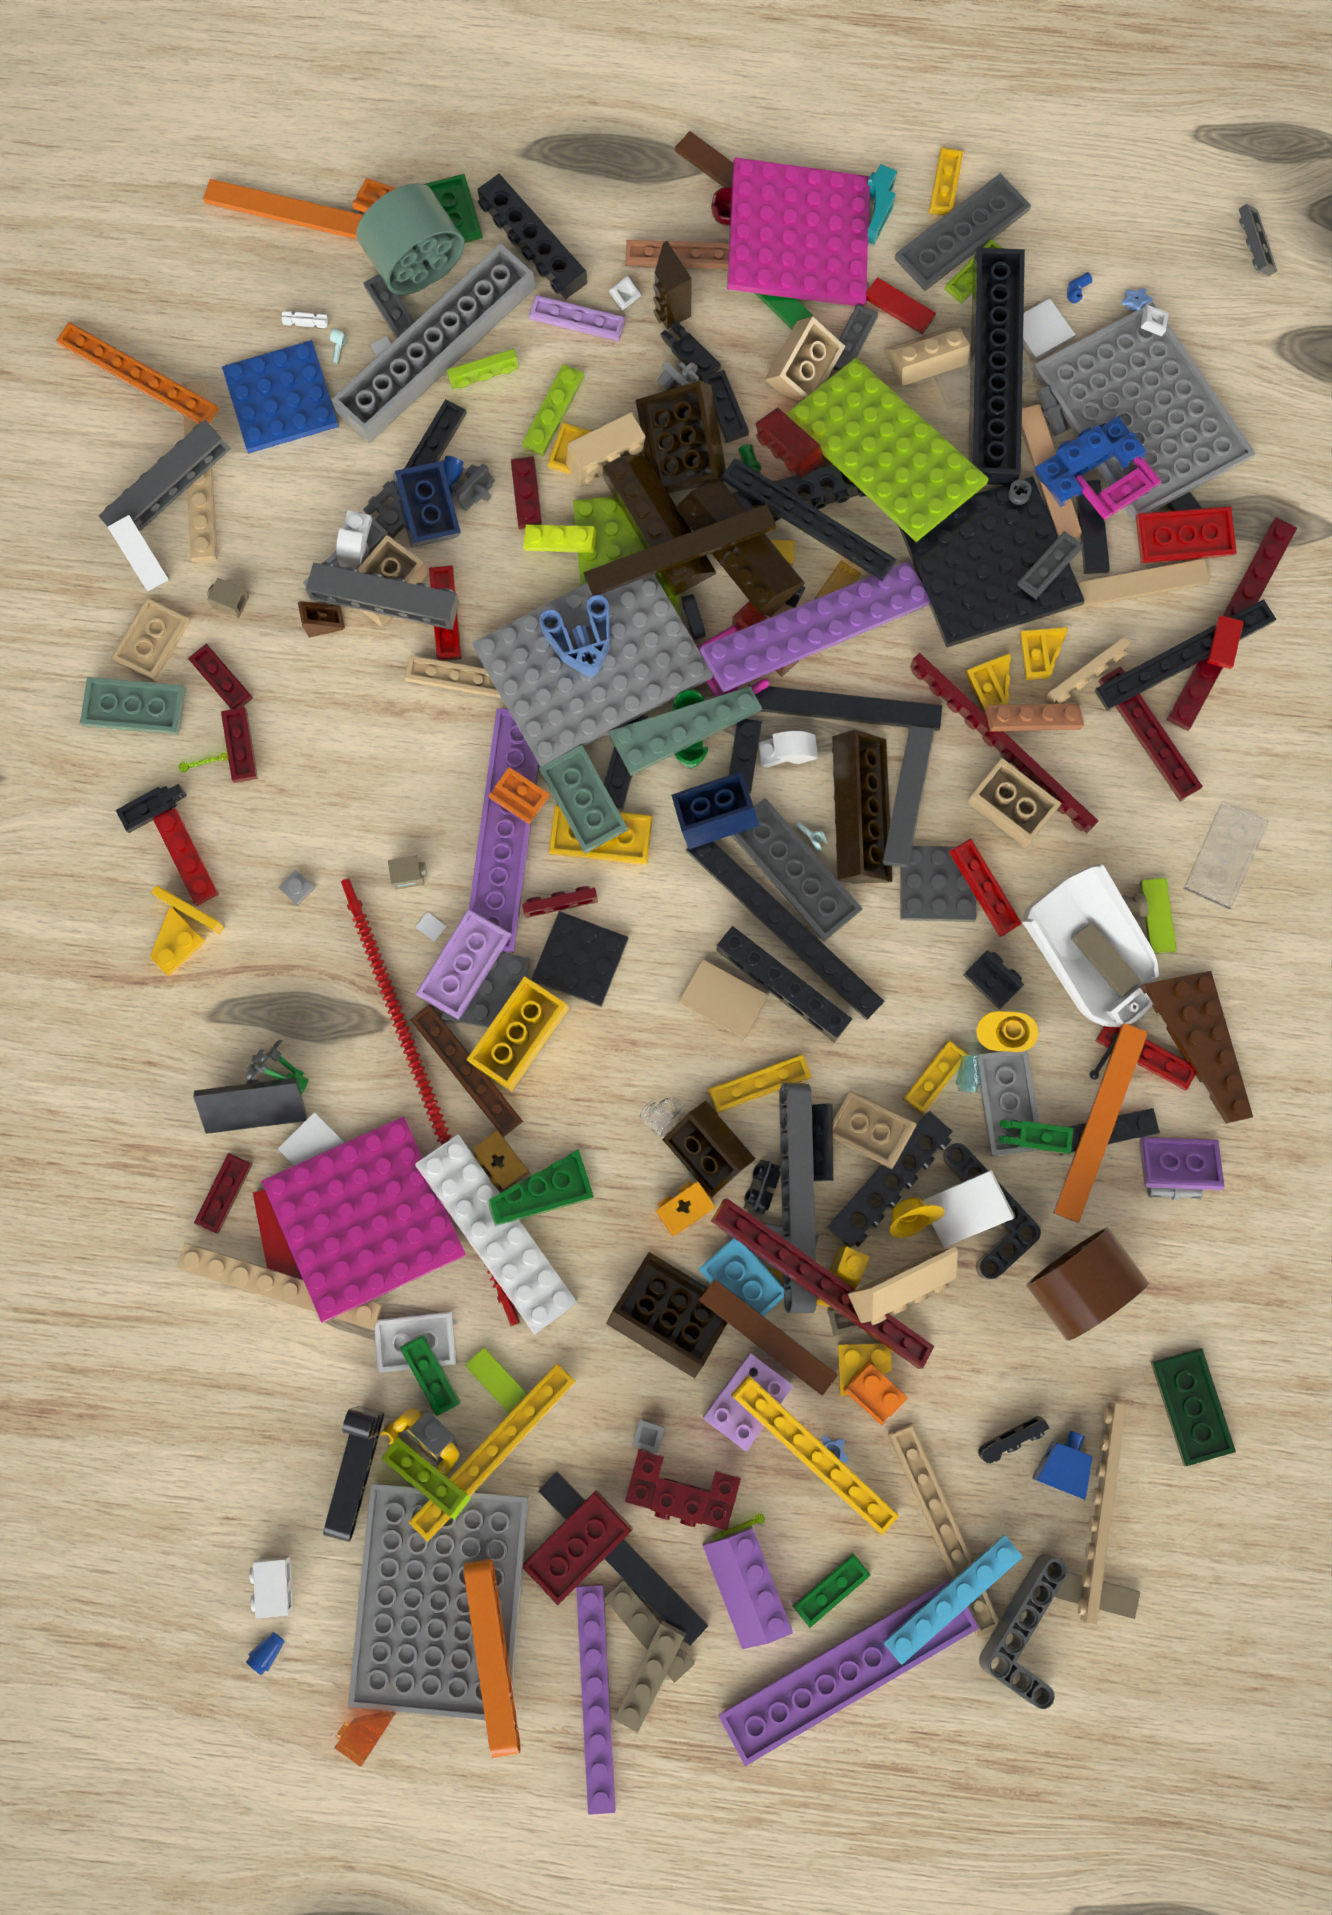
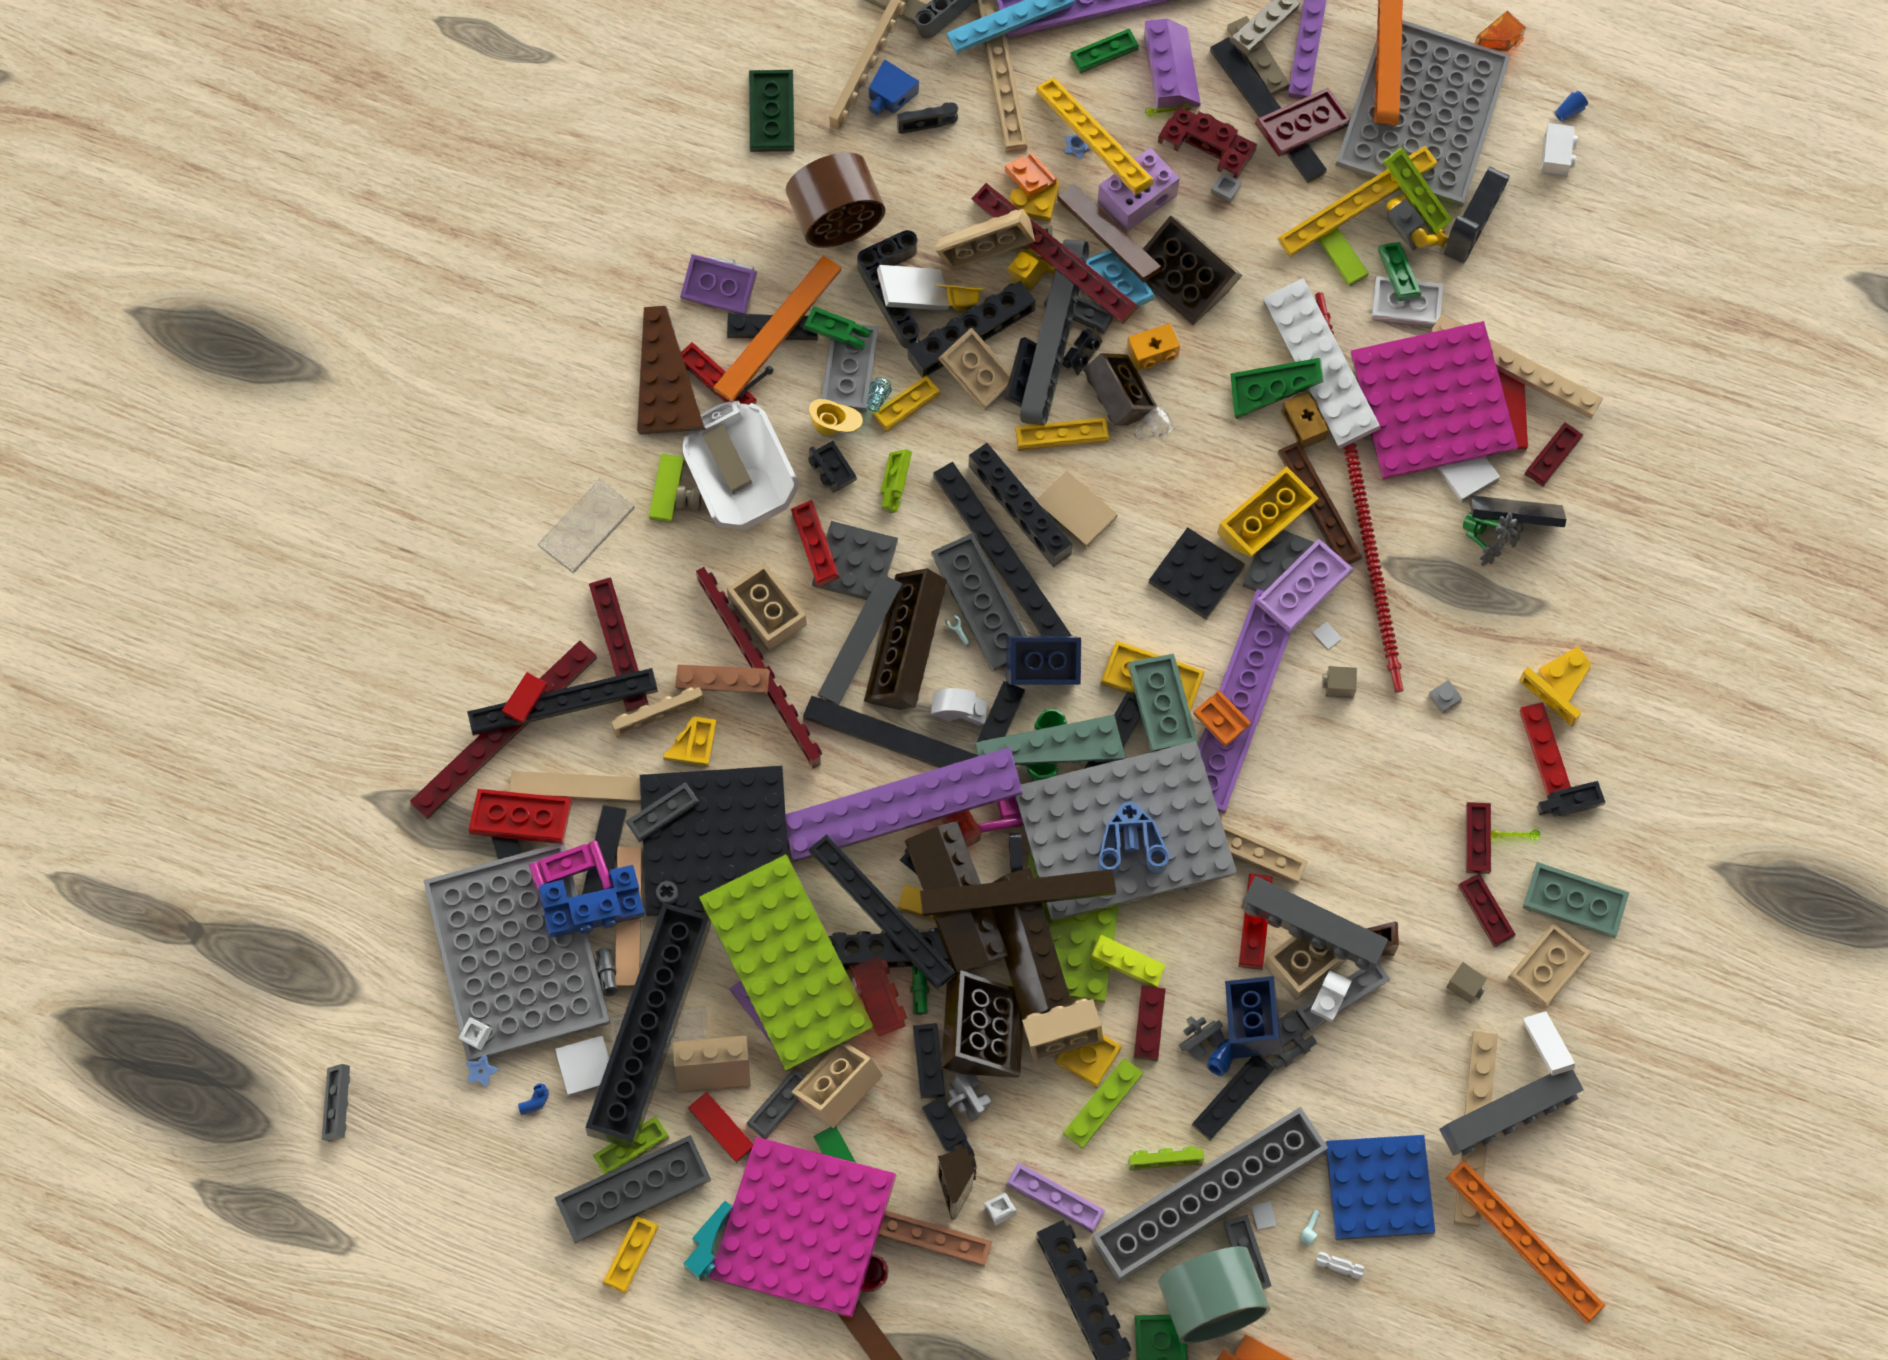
camera: 170 degrees left, 10 degrees down
(559, 901) = (1204, 622): dark red plate -> none
(841, 577) = (870, 853): clear yellow tile -> none
(923, 982) = (895, 479): none -> lime hinge
(991, 681) = (750, 724): yellow wing -> none

